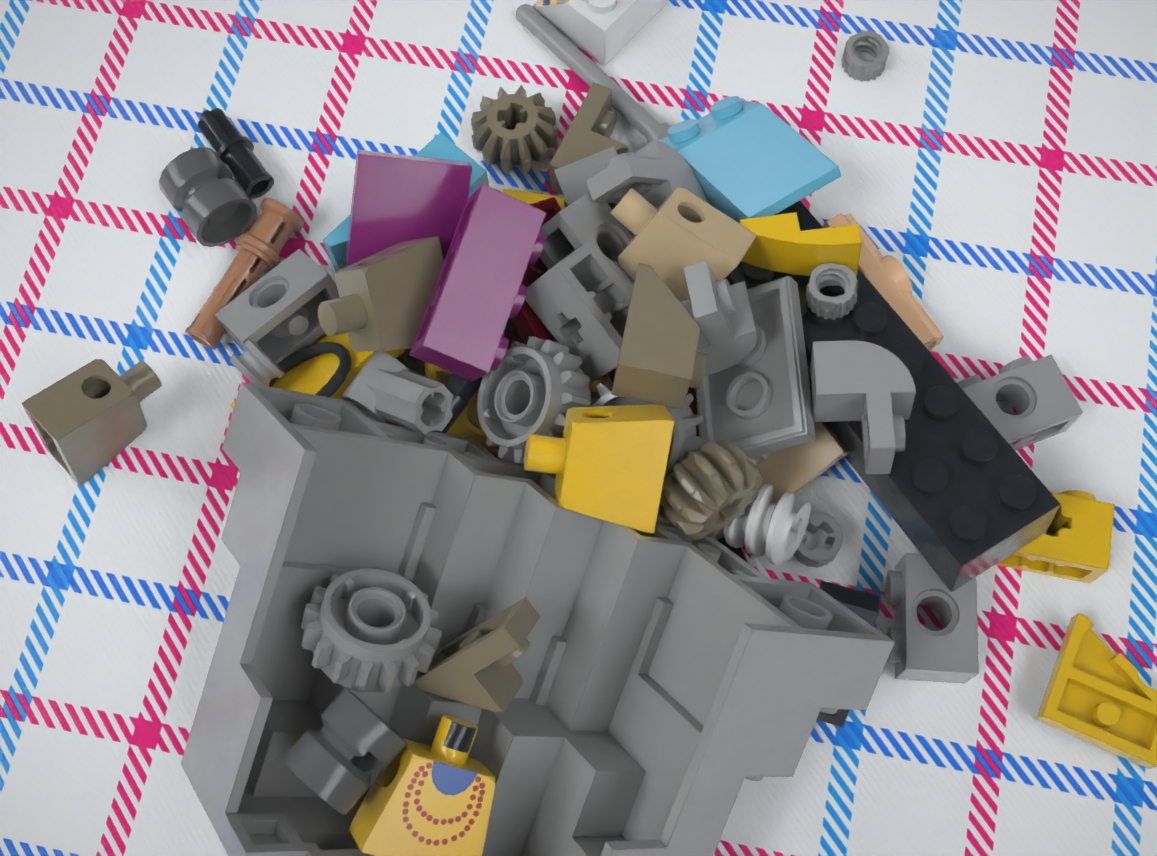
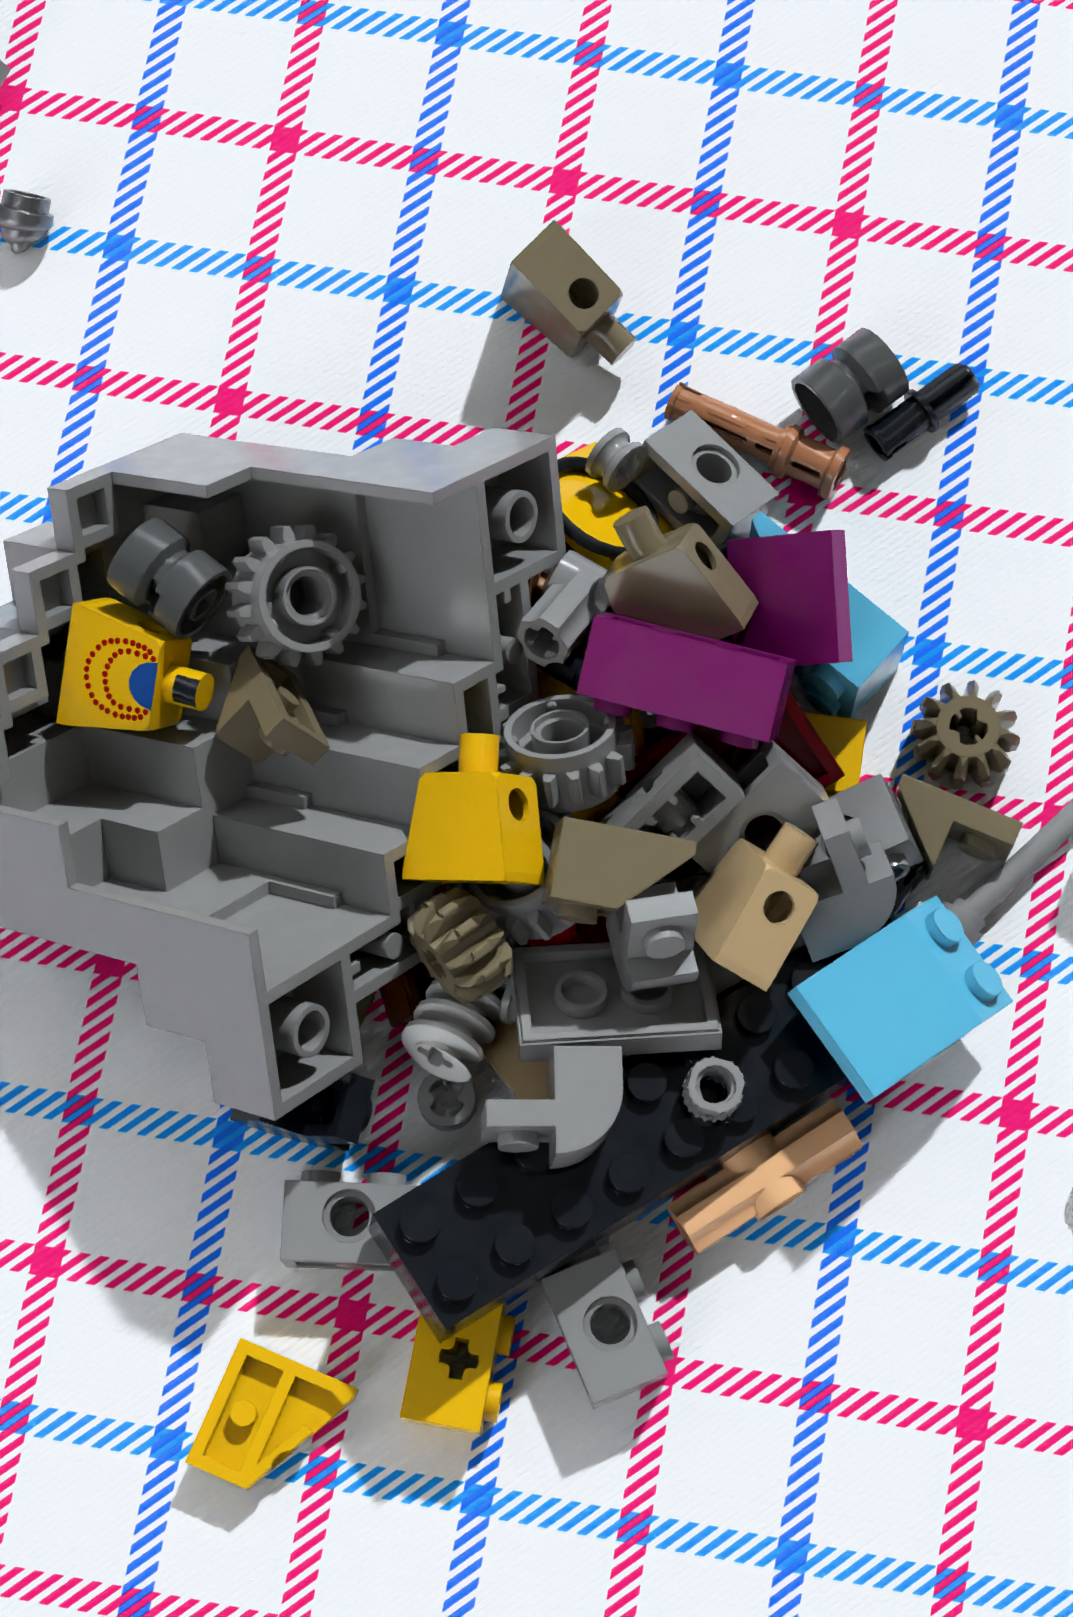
camera: 90 degrees right, 5 degrees up
(788, 250) = (769, 1035): yellow slope -> none

